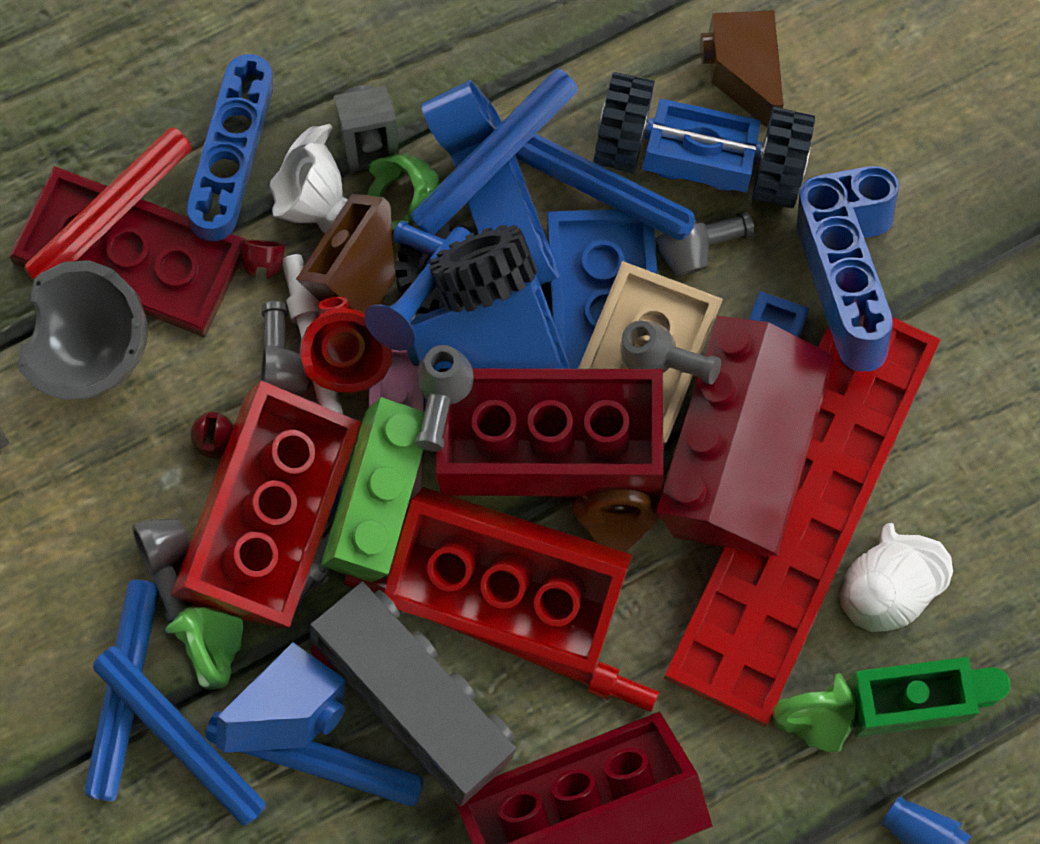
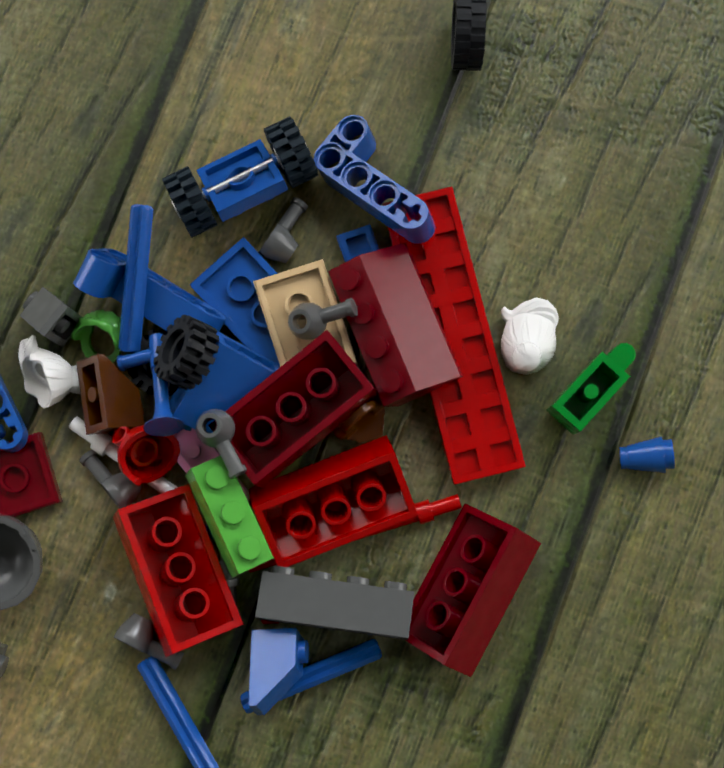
camera: 35 degrees left, 10 degrees up
(179, 735) = (232, 725): blue axle -> none
(210, 642) = (208, 664): bright green piece -> none
(222, 434) = (117, 547): dark red hinge -> none
(264, 255) = (55, 433): dark red hinge -> none
(608, 187) = (212, 244): blue axle -> none
(745, 60) = (225, 111): reddish brown slope -> none
(819, 717) = (548, 439): bright green piece -> none

